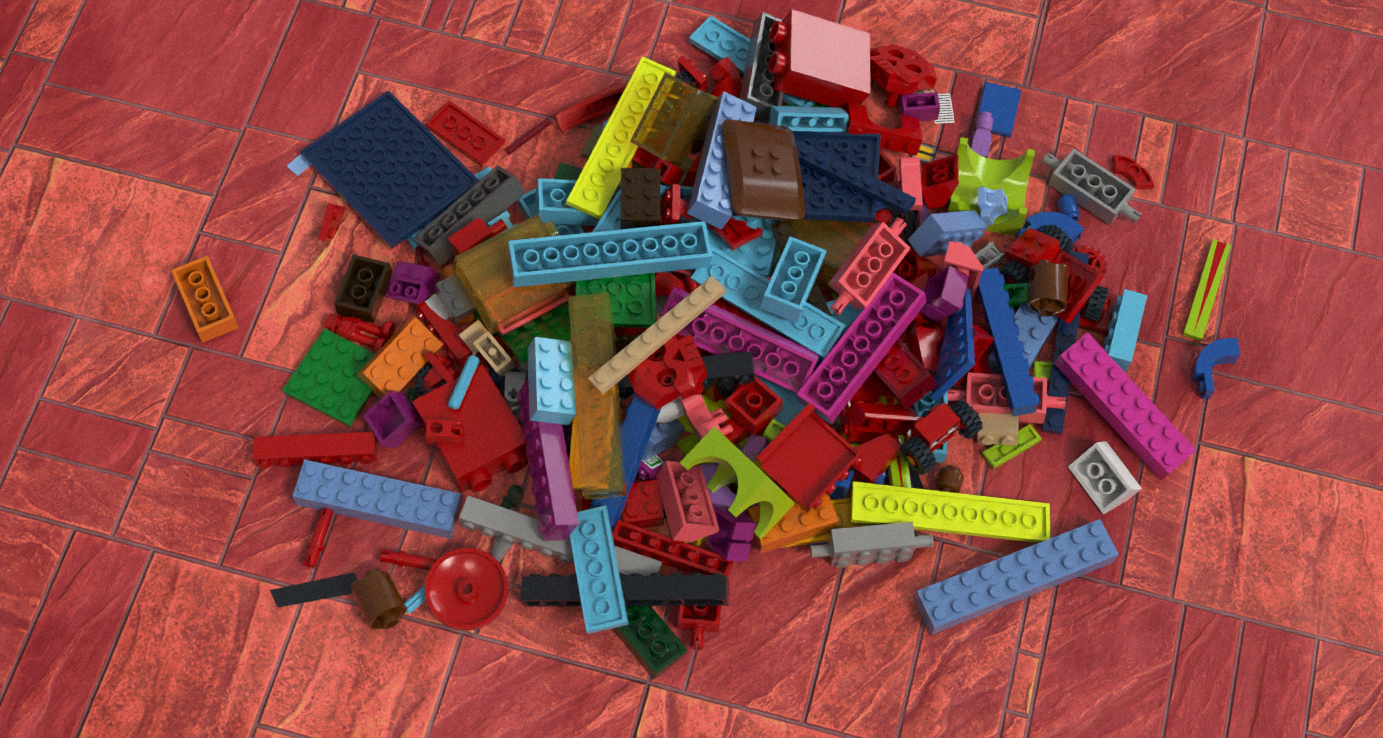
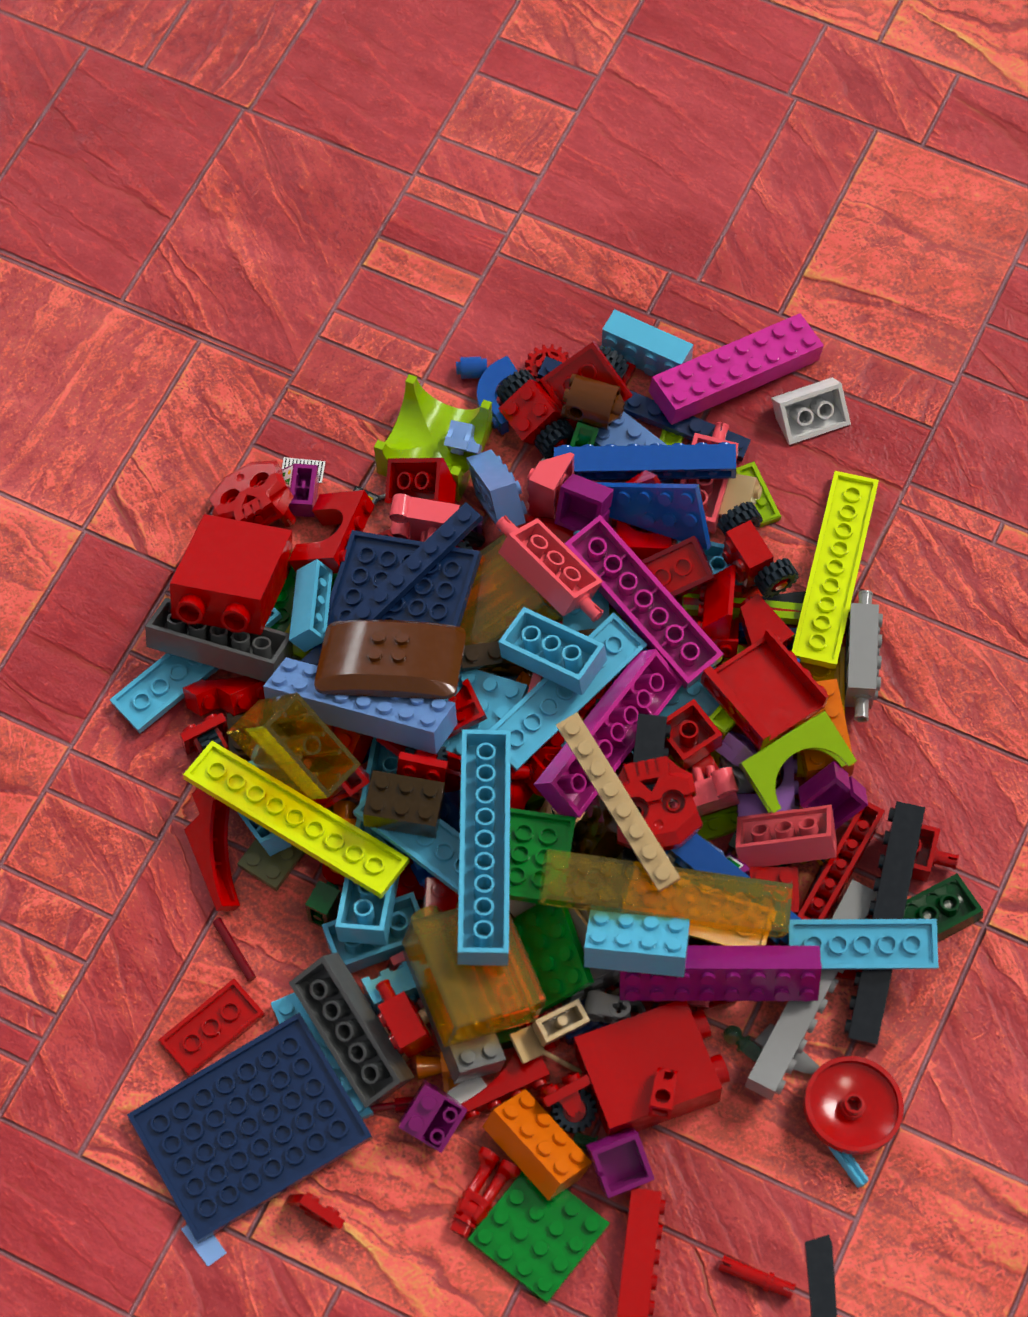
camera: 75 degrees left, 0 degrees up
(363, 288) = (424, 1179): dark brown brick -> none
(378, 499) = (718, 1198): medium blue brick -> none
(378, 599) = (856, 1207): reddish brown cylinder -> none
(403, 559) = (799, 1178): red pin -> none
(463, 382) = (598, 1061): medium azure axle -> none
(949, 479) = (797, 559): reddish brown head -> none
(982, 137) = (361, 434): medium lavender piece -> none
(990, 256) = (518, 463): light grey piece -> none
(1003, 105) = (320, 410): blue tile -> none
(1015, 576) = (915, 524): medium blue brick -> none
(1092, 186) = (451, 335): light grey brick -> none
(1134, 172) = (429, 296): red tile -> none
(1206, 290) = (600, 258): lime tile -> none
(1218, 352) = (692, 281): blue arch -> none

